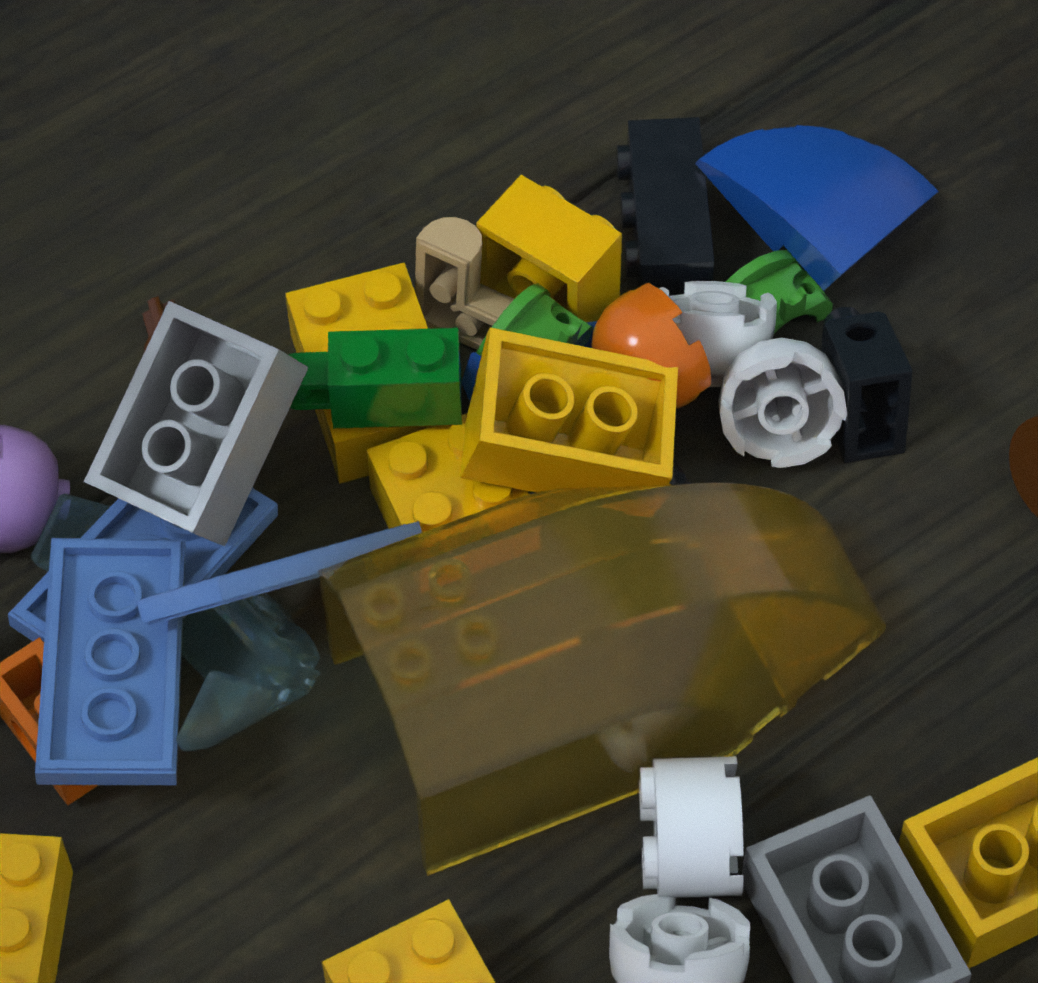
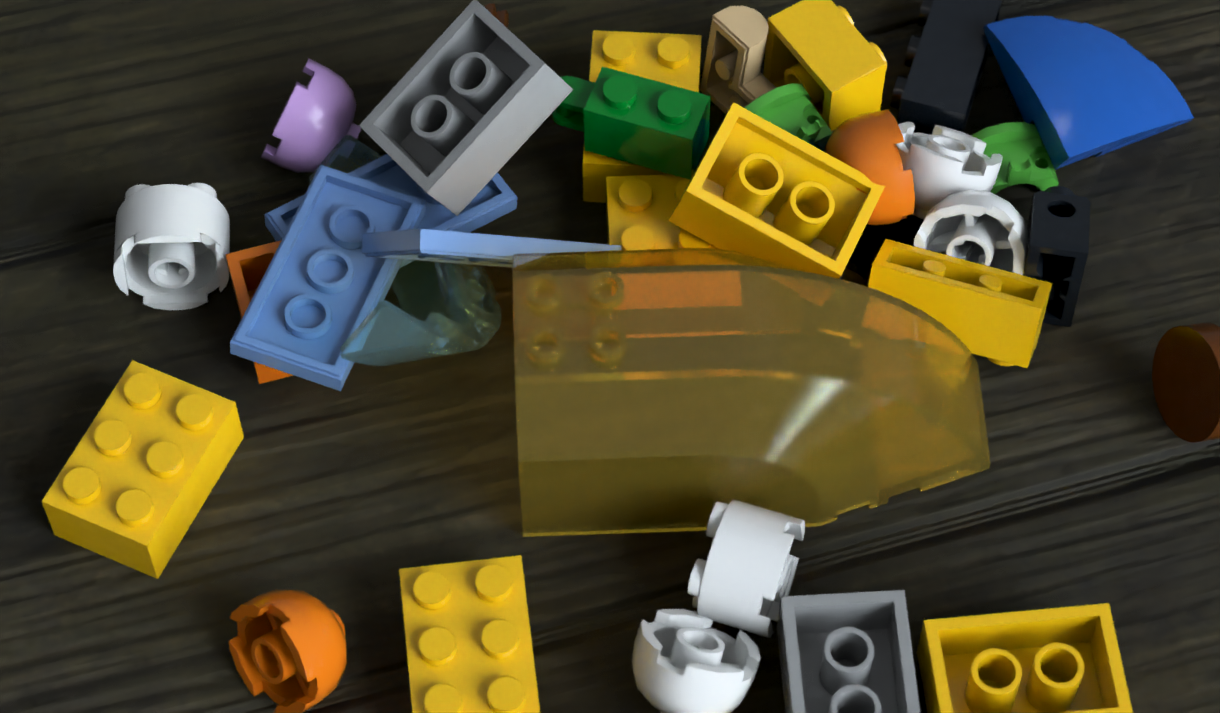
camera: 20 degrees right, 0 degrees up
(822, 460) = (984, 306): none -> yellow brick

